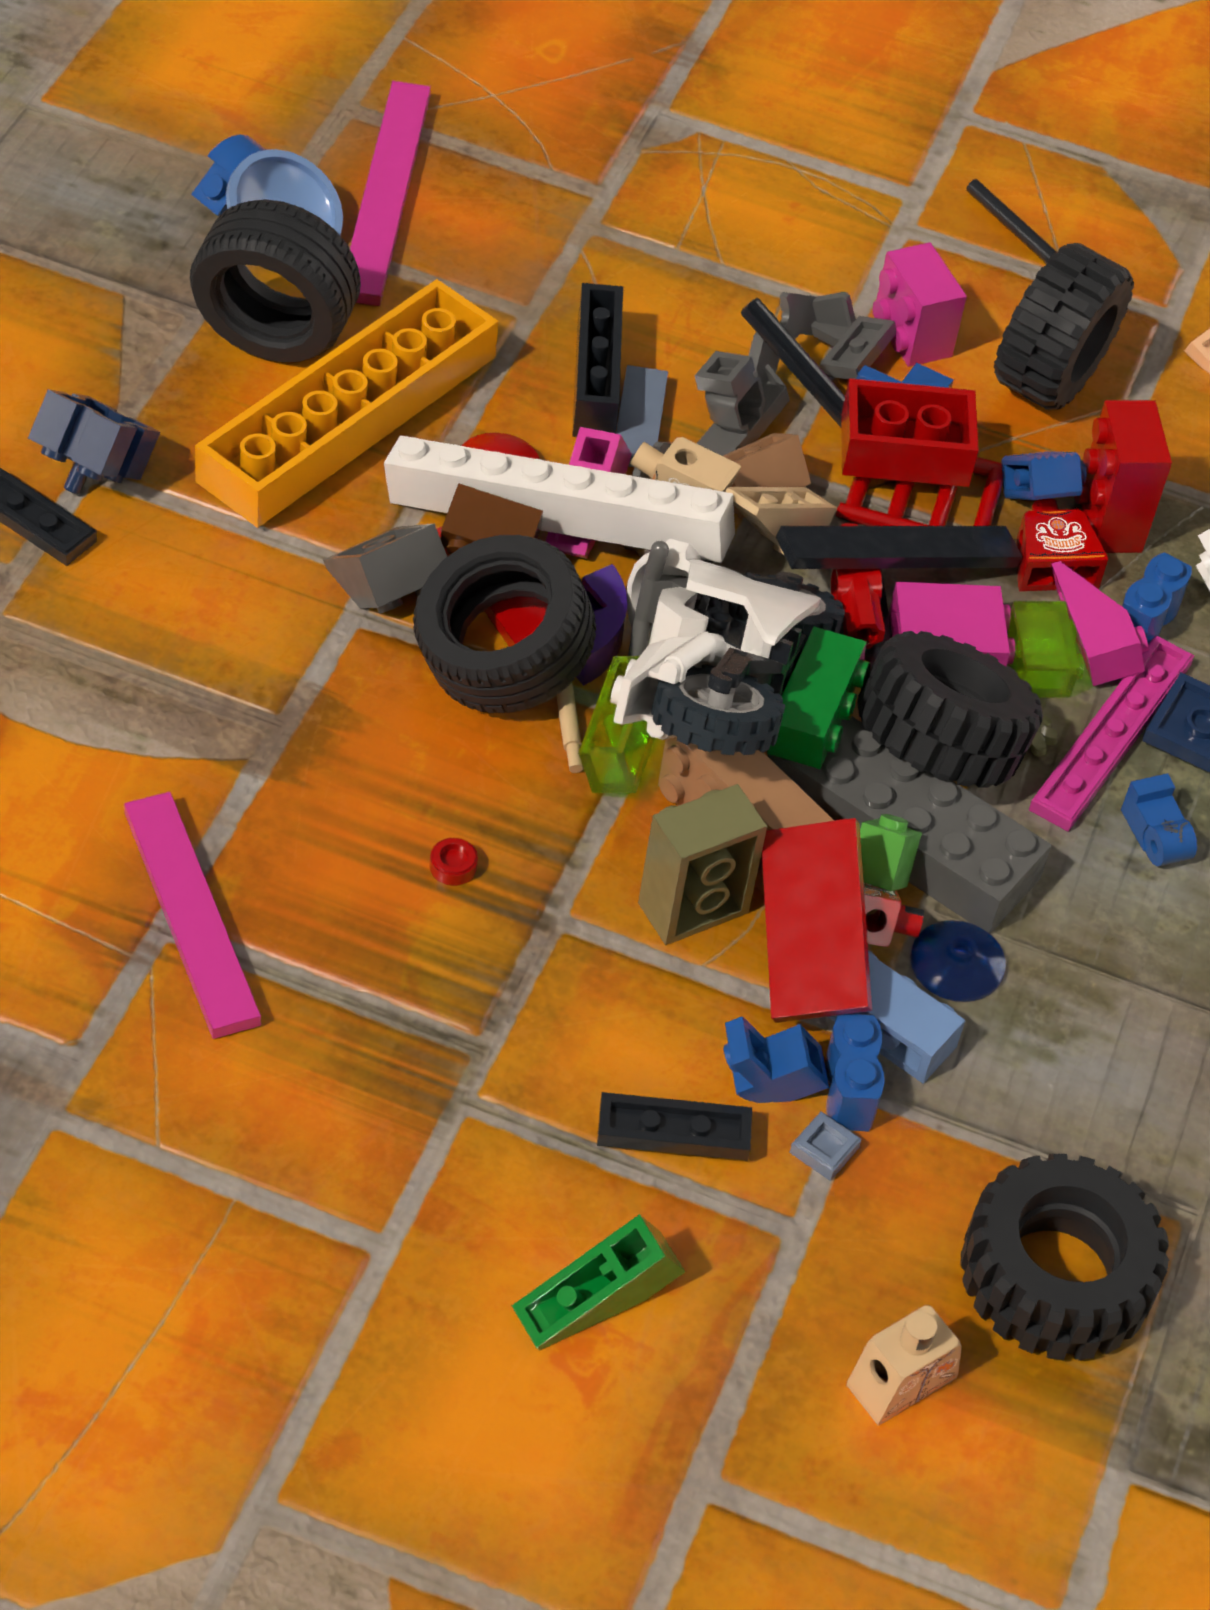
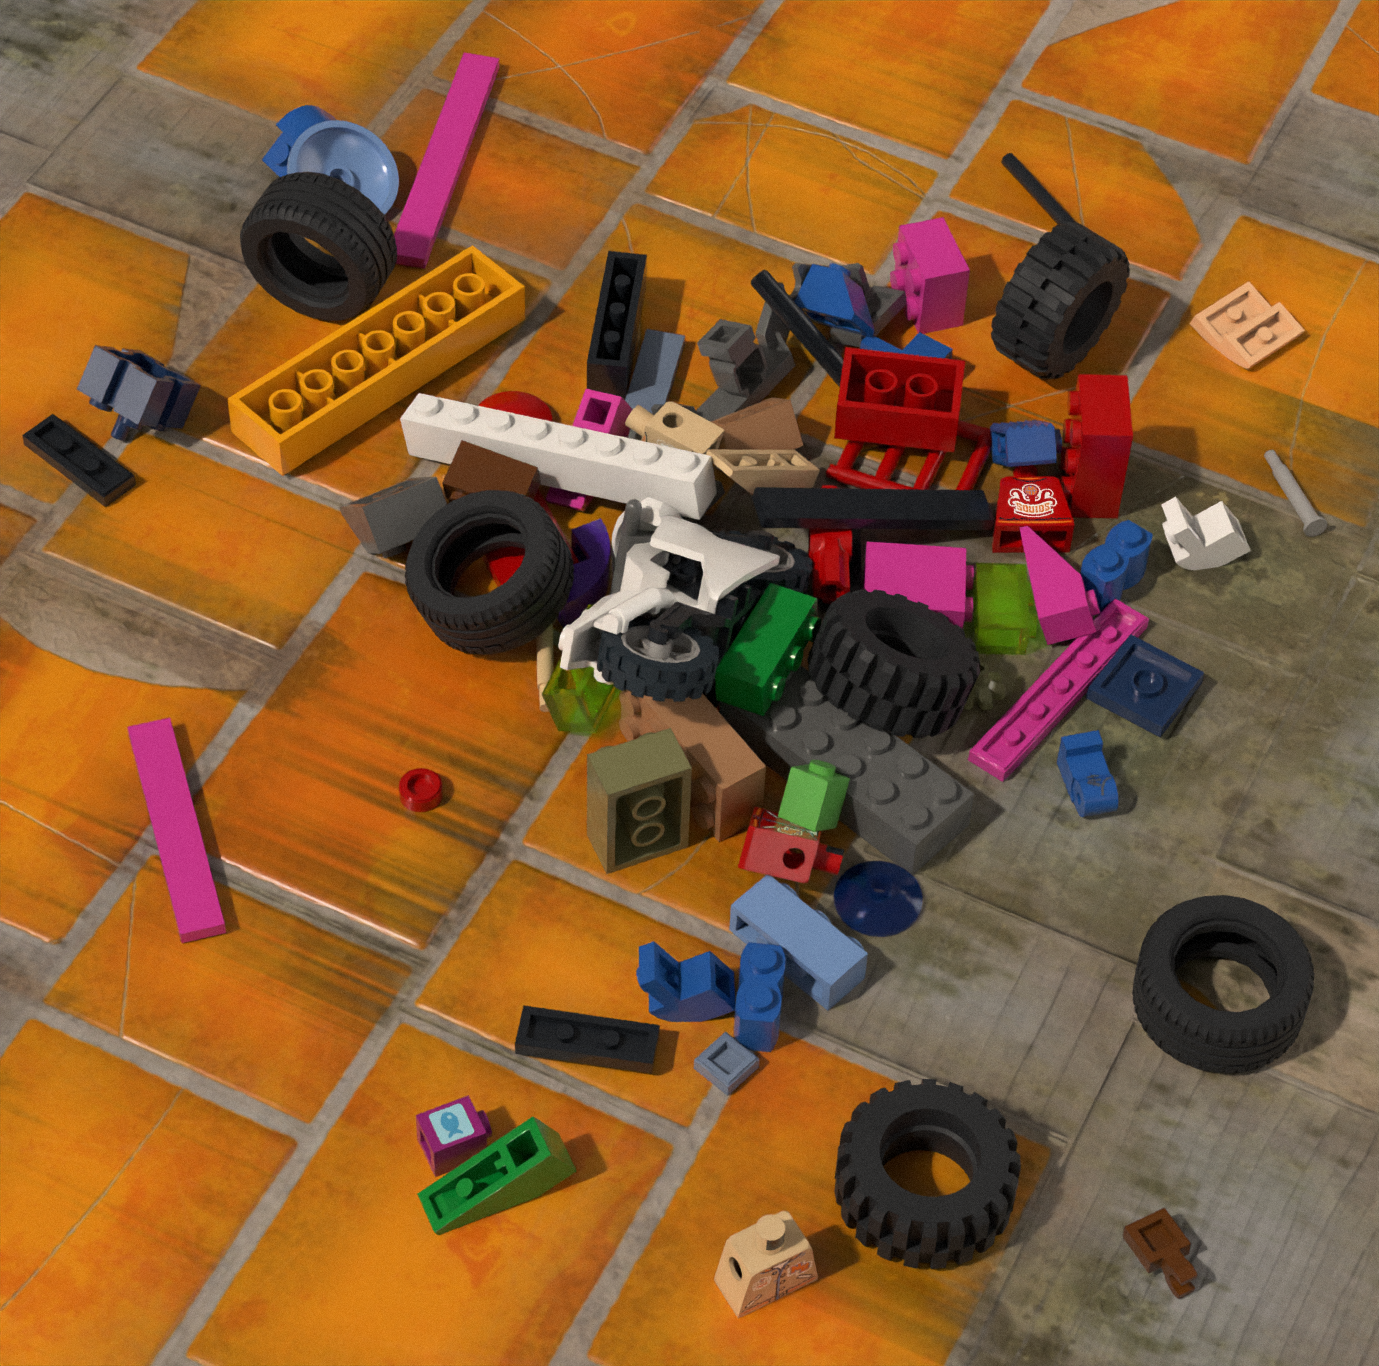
camera: 10 degrees right, 0 degrees up
(544, 1238) = (452, 1134): none -> magenta brick
(816, 921) = (733, 856): red tile -> none
(827, 330) = (834, 300): none -> blue slope

